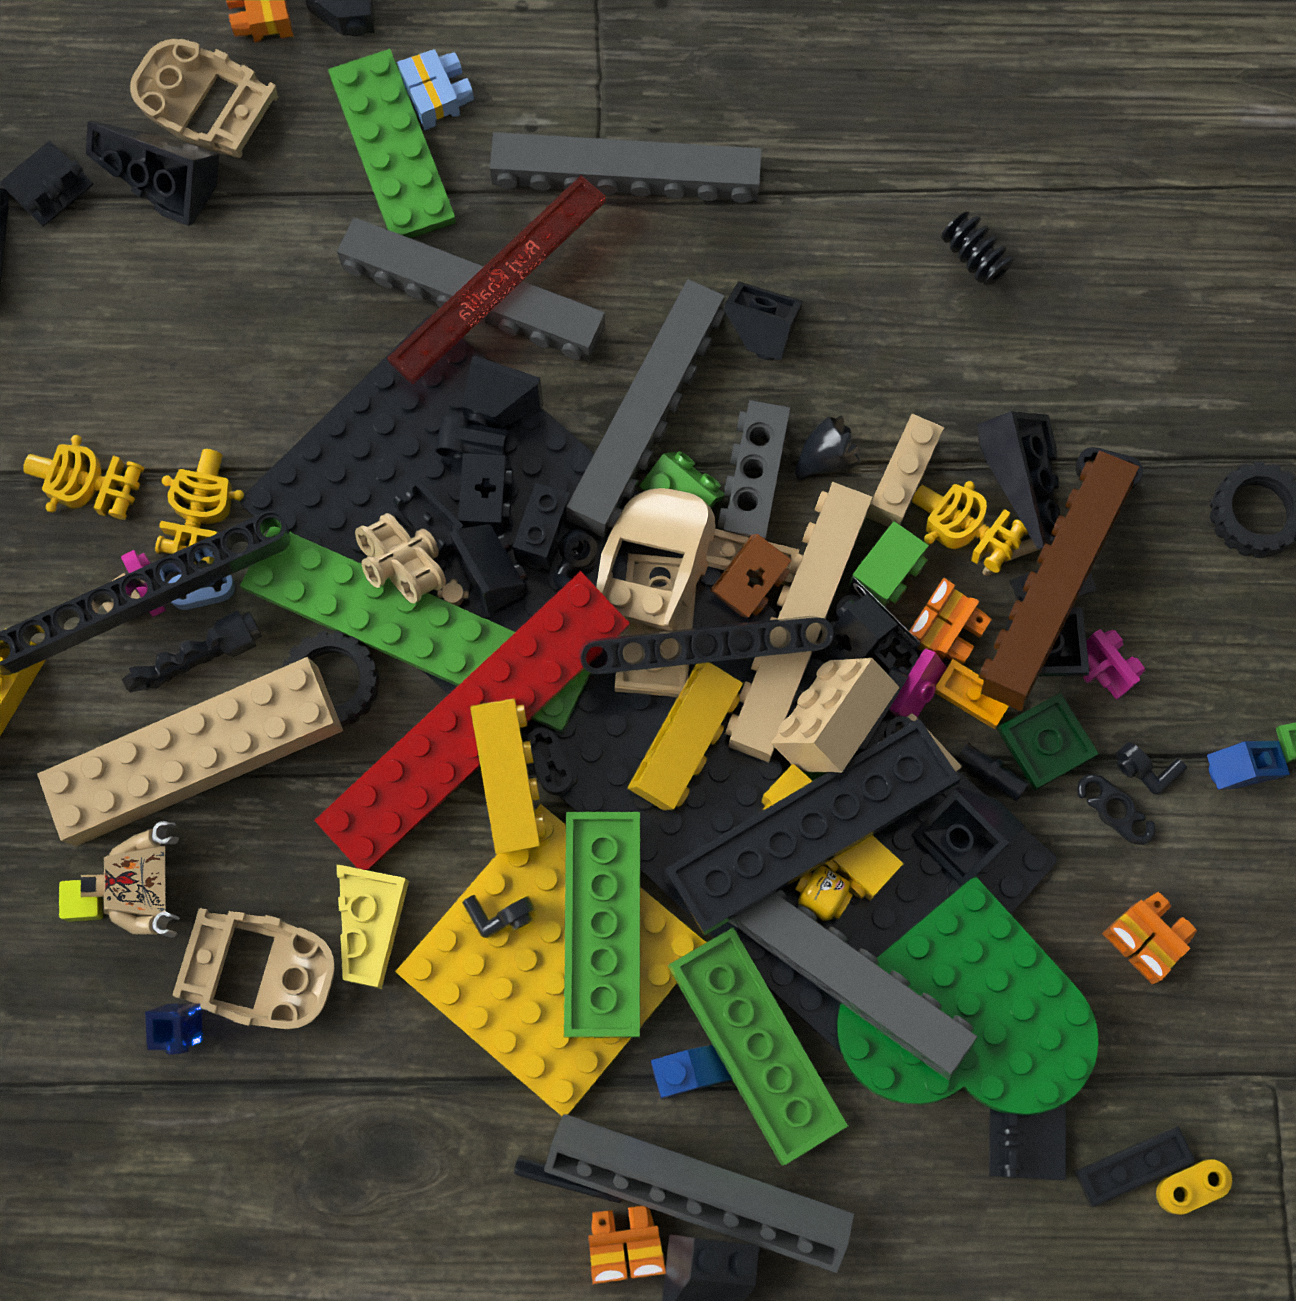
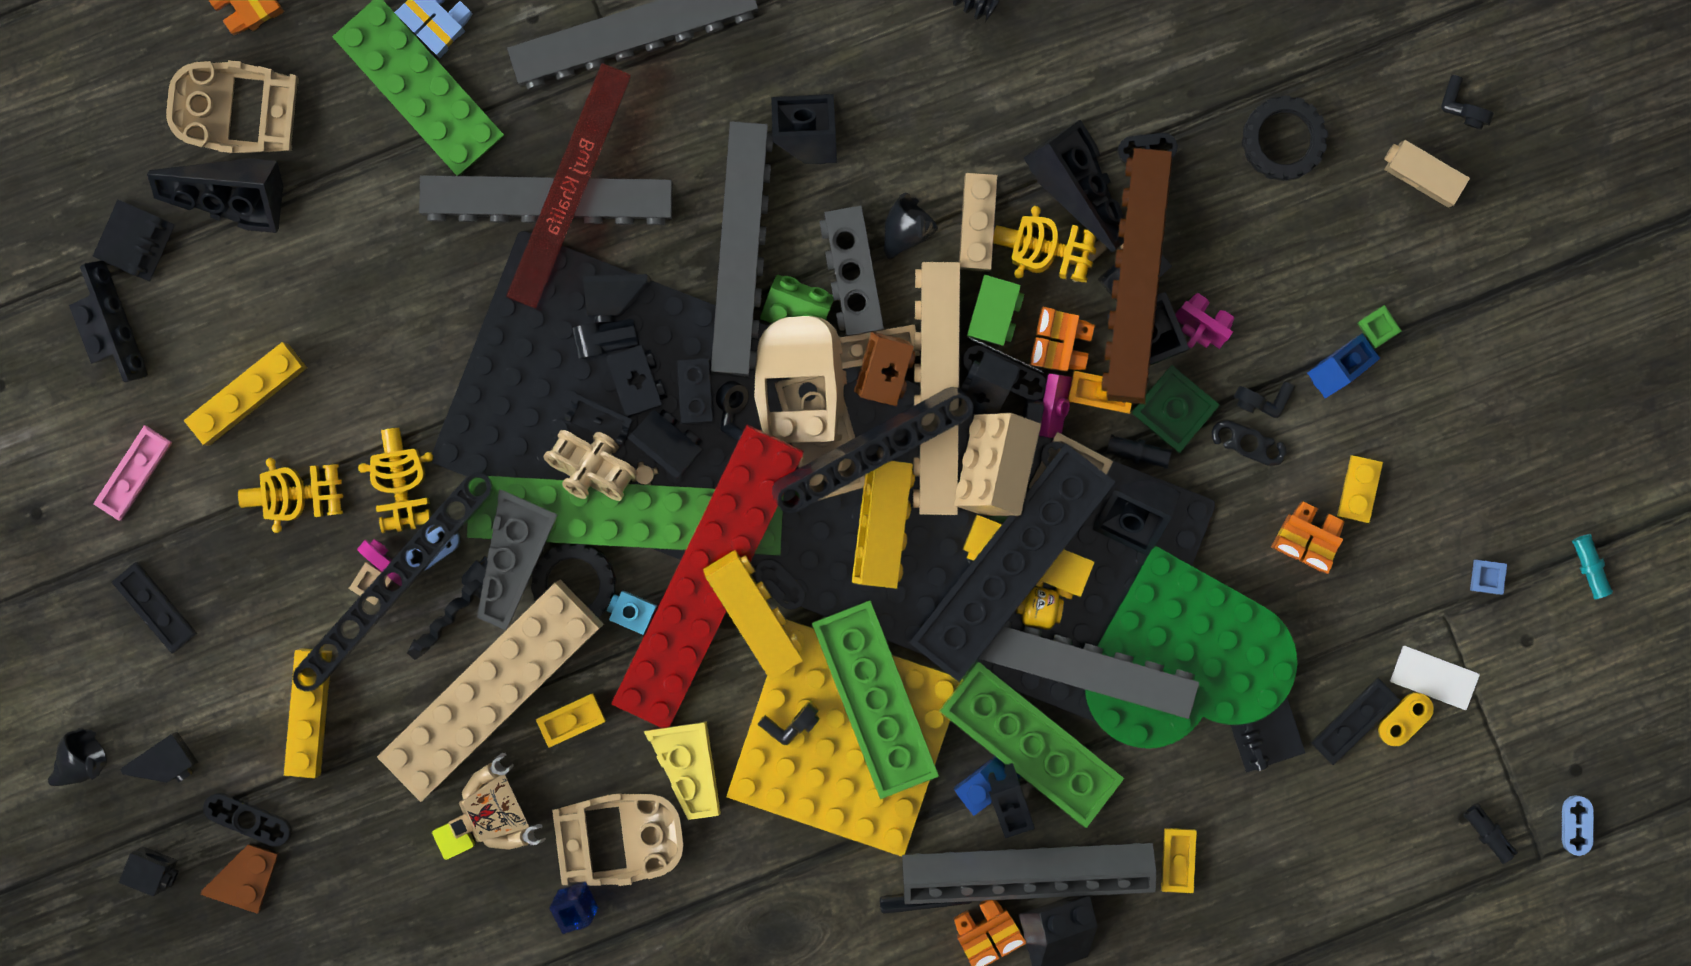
camera: 20 degrees left, 15 degrees up
(82, 362) = (245, 394): none -> yellow brick
(263, 821) = (570, 720): none -> yellow plate
(285, 609) = (515, 548): none -> dark grey wing
(377, 729) = (631, 611): none -> medium azure brick
(708, 1100) = (1010, 803): none -> black hinge
(876, 1248) = (1178, 860): none -> yellow plate
(1223, 906) = (1360, 489): none -> yellow plate
(1242, 1152) = (1434, 677): none -> white sticker

